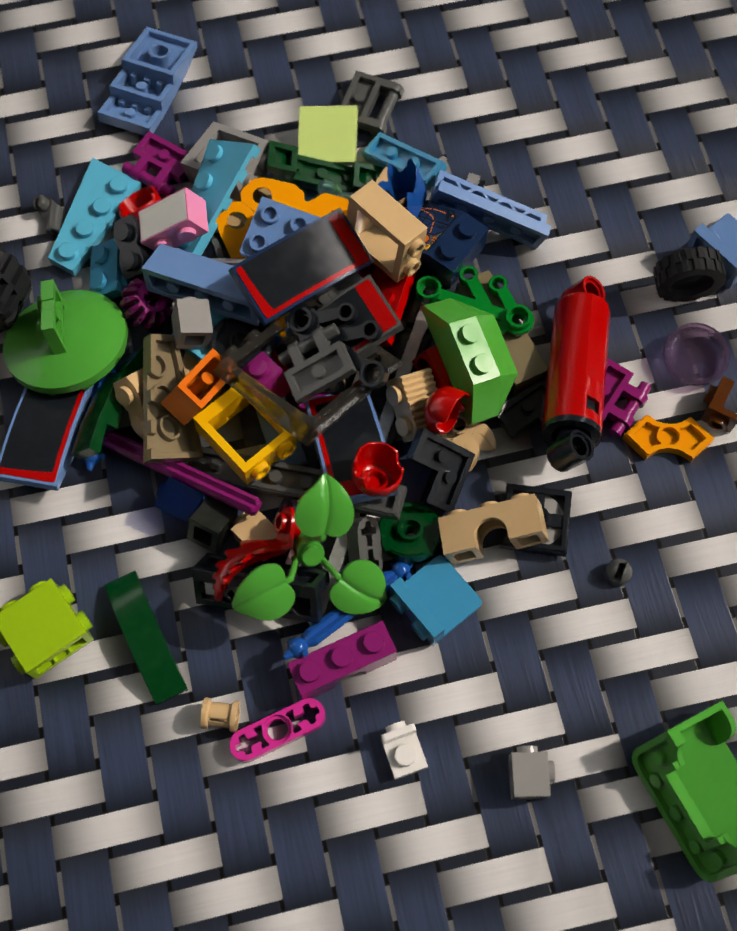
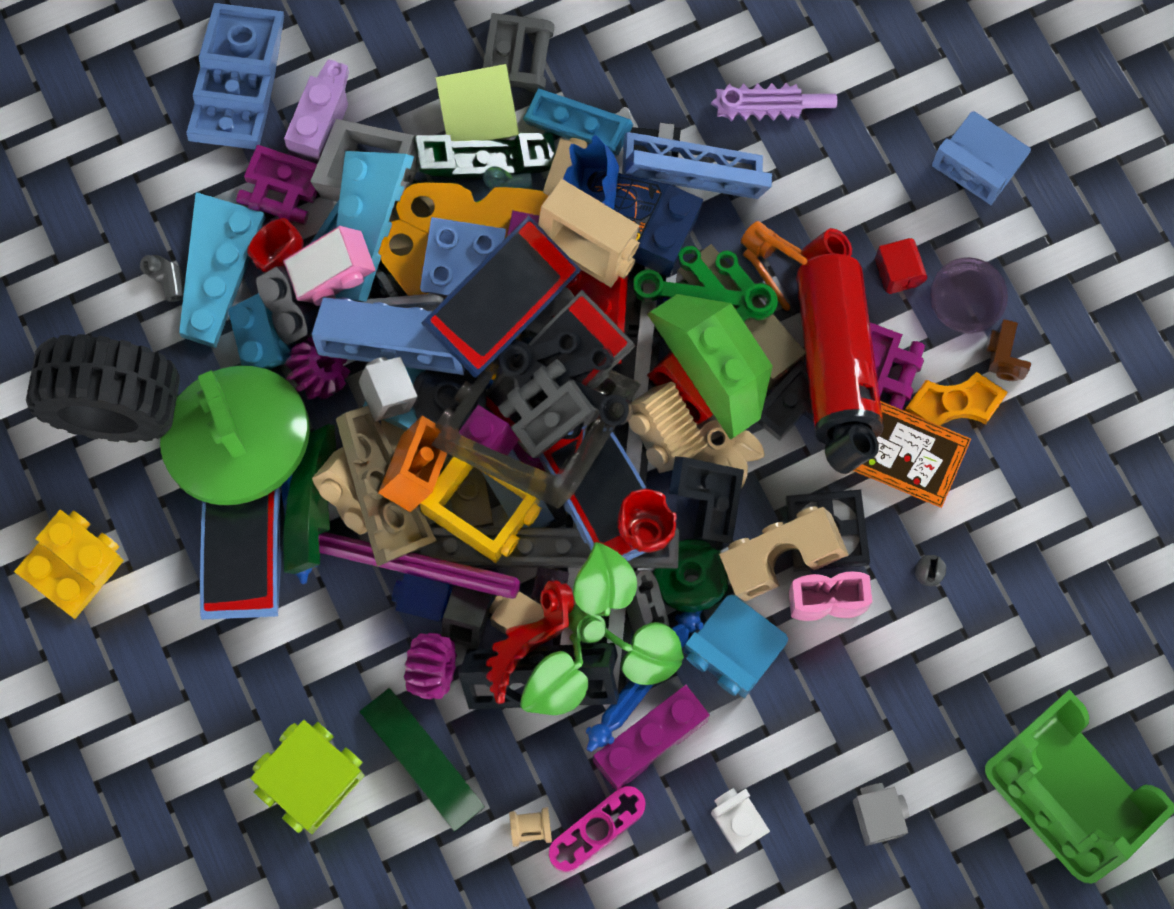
camera: 15 degrees left, 5 degrees up
(170, 558) = (430, 666): none -> magenta gear
(200, 112) = (317, 110): none -> lavender hinge
(243, 431) = (471, 499): none -> dark tan plate
(444, 409) = (699, 429): red hair -> none
(533, 280) = (763, 242): none -> orange plant
(534, 575) = (840, 596): none -> bright pink brick
(562, 176) = (768, 101): none -> lavender piece
(623, 473) = (916, 456): none -> tile
(643, 319) = (900, 266): none -> red piece
(689, 274) = (943, 203): black tyre -> none

